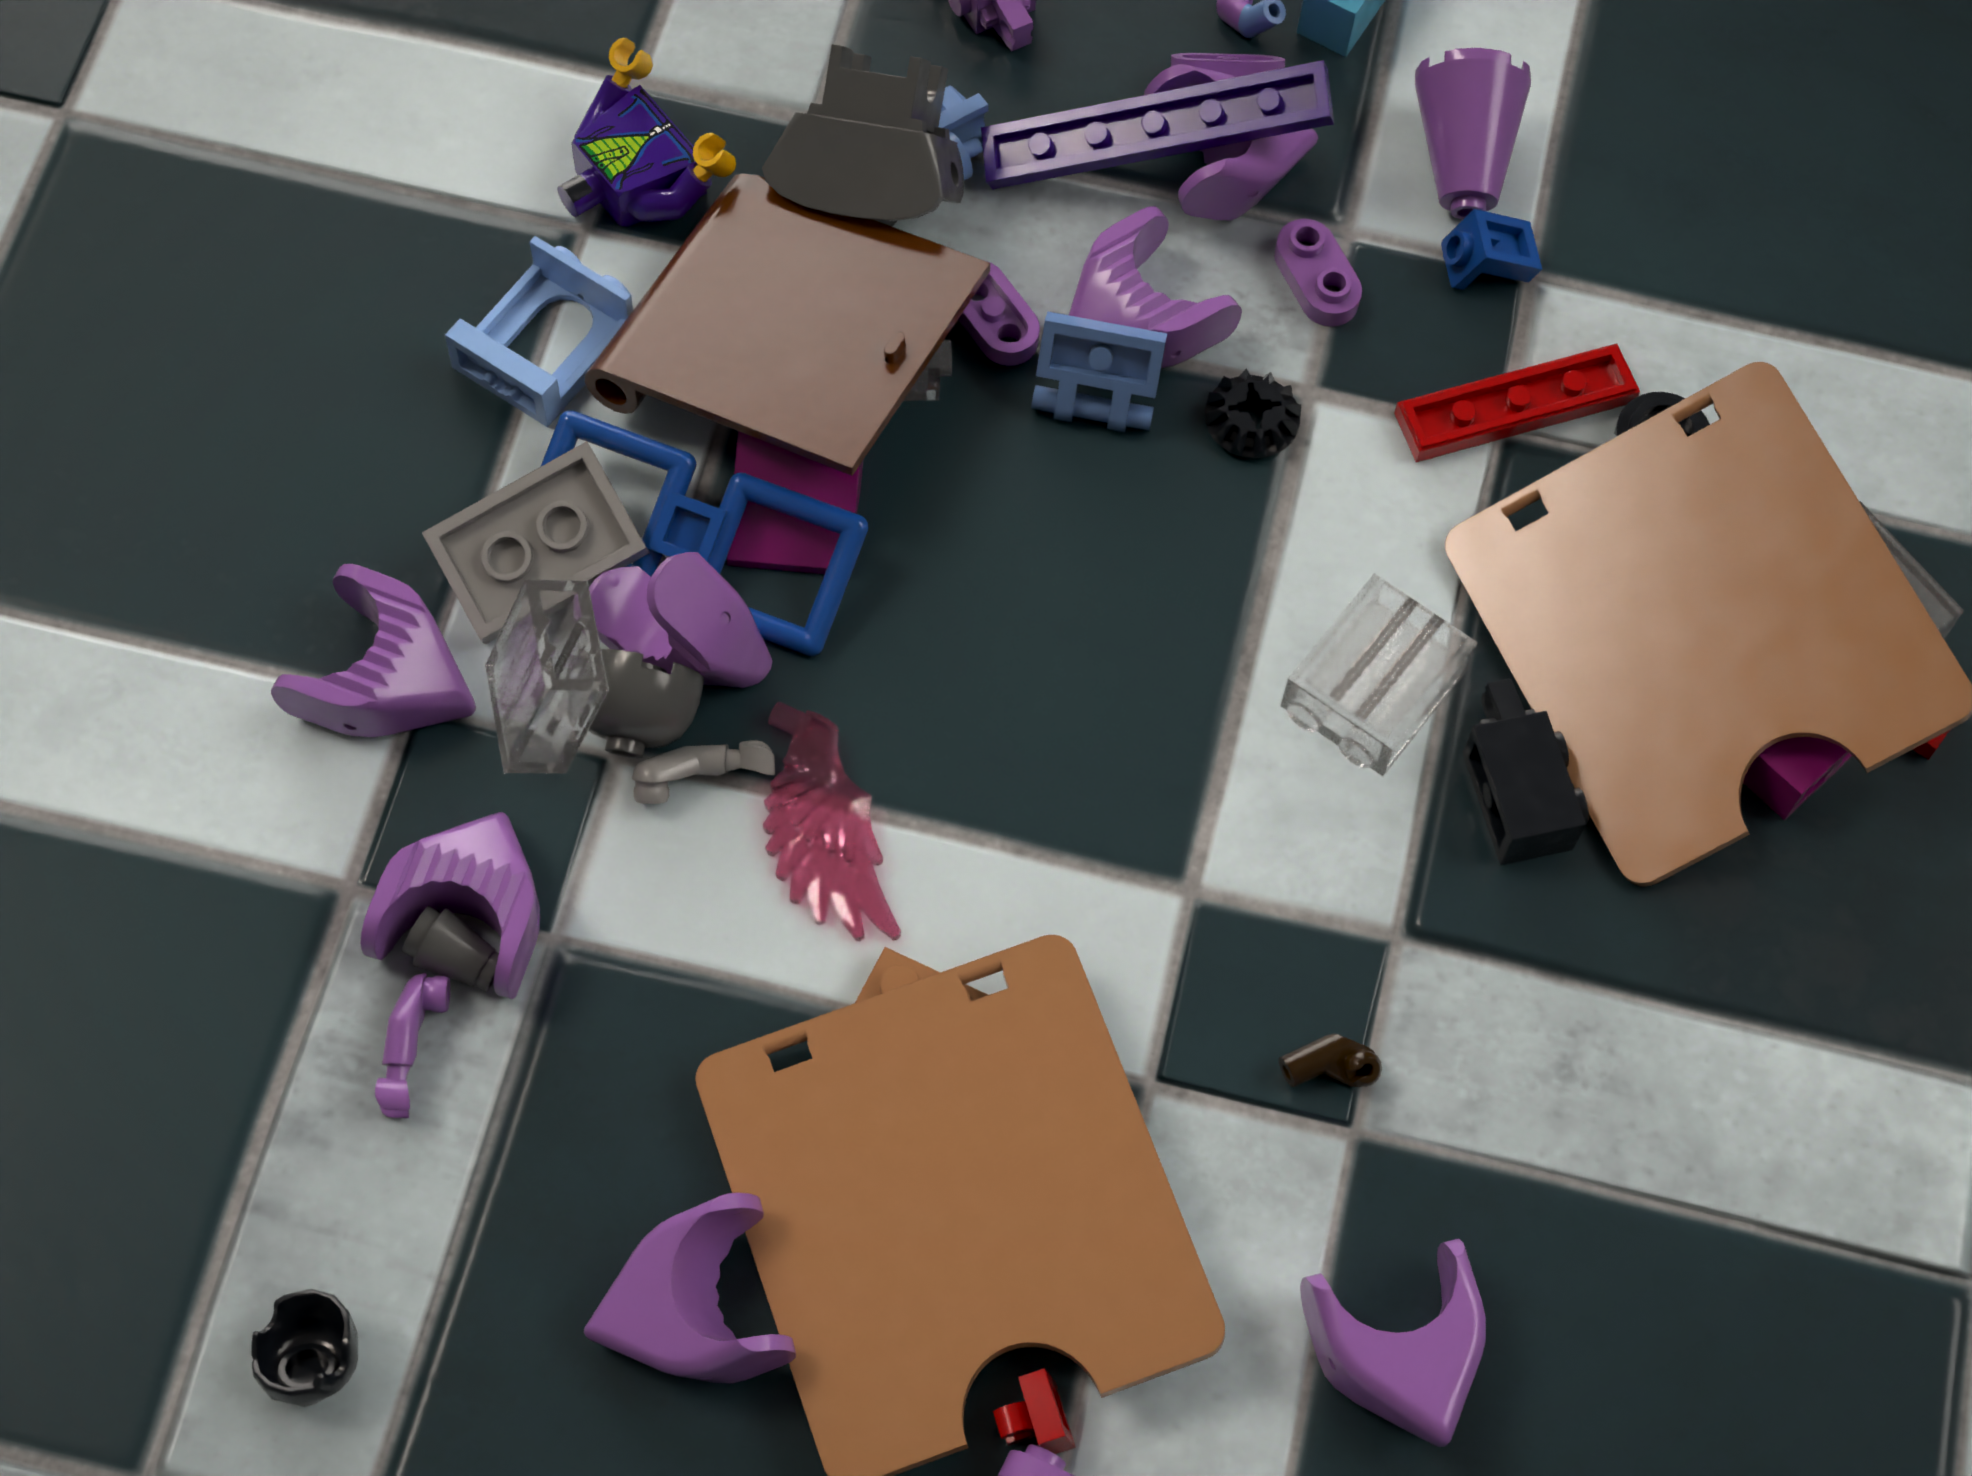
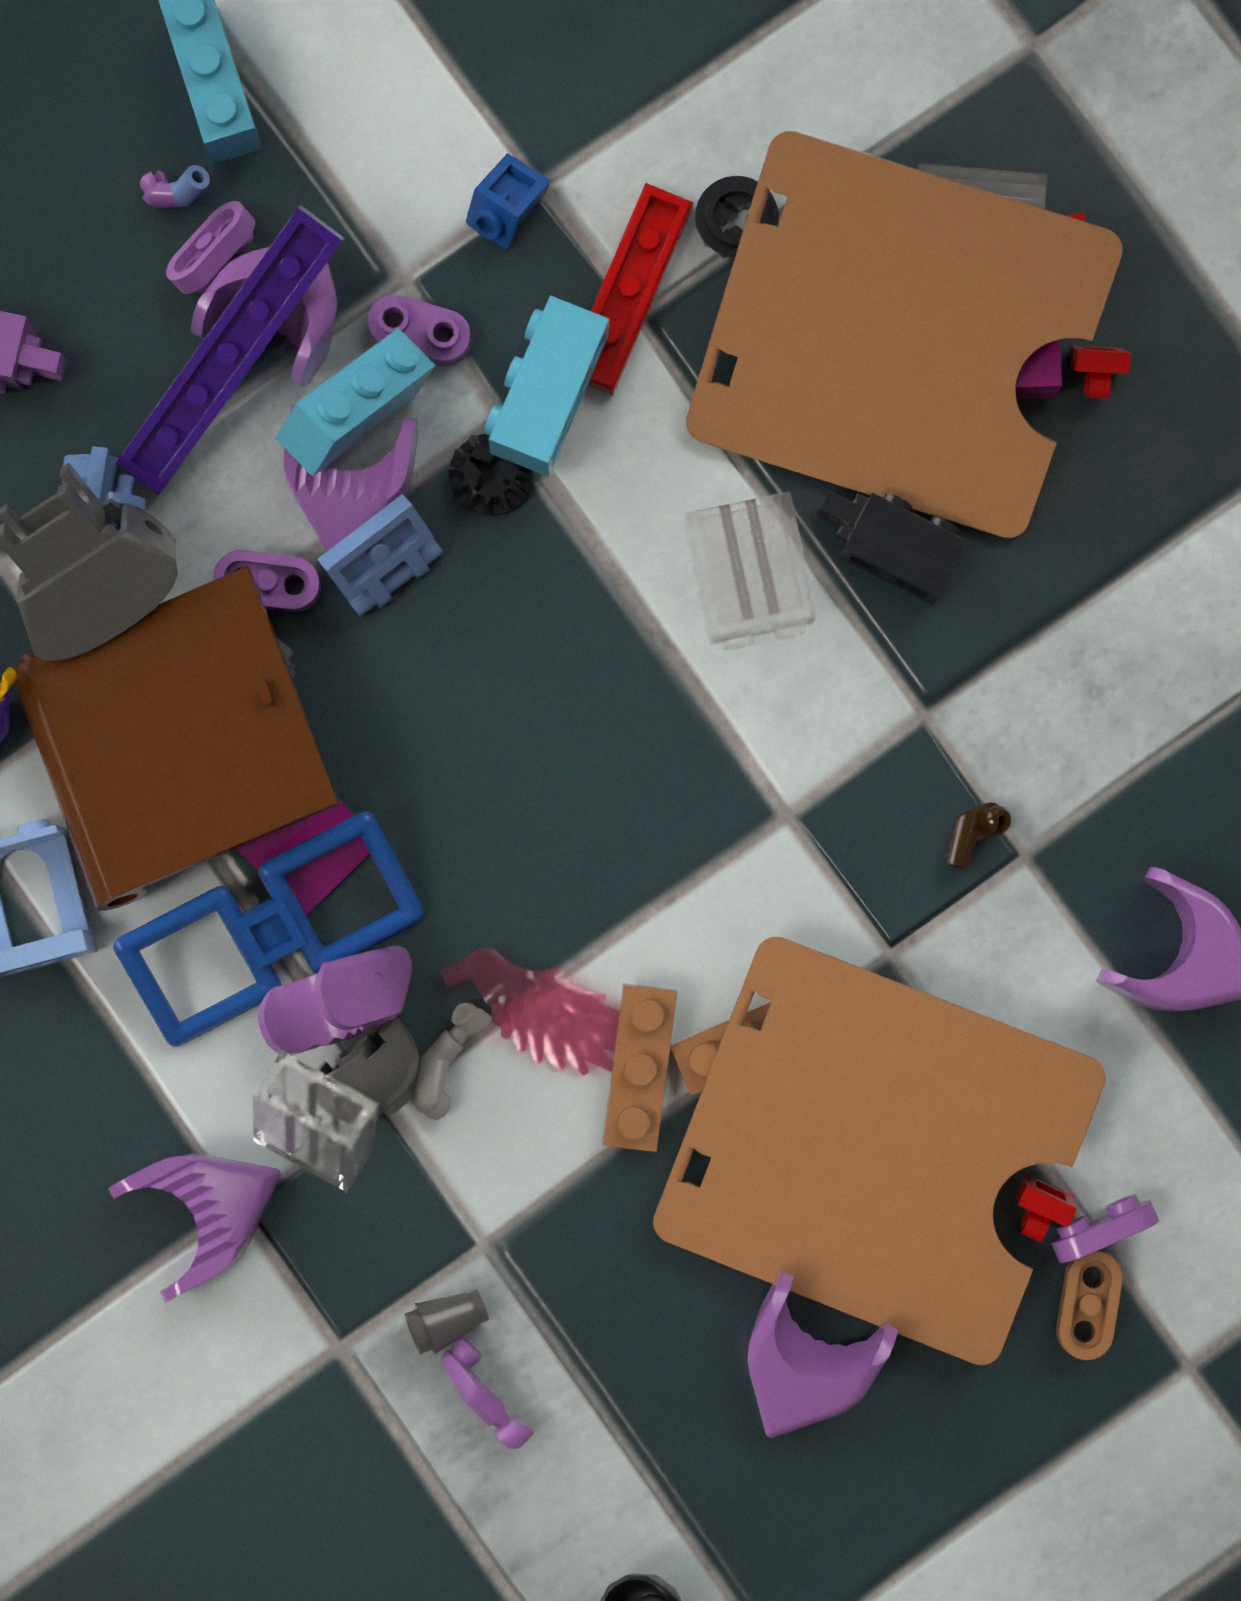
camera: 45 degrees left, 20 degrees up
(471, 872) = (401, 1263): medium lavender animal -> none
(543, 526) = (195, 1041): light grey plate -> none
(841, 936) = (639, 1067): none -> medium nougat plate
(1208, 243) = (354, 402): none -> medium azure brick
(1371, 385) = (546, 385): none -> medium azure brick
(1471, 123) = (408, 130): medium lavender cone -> none
(1851, 822) = (1098, 365): none -> red tile

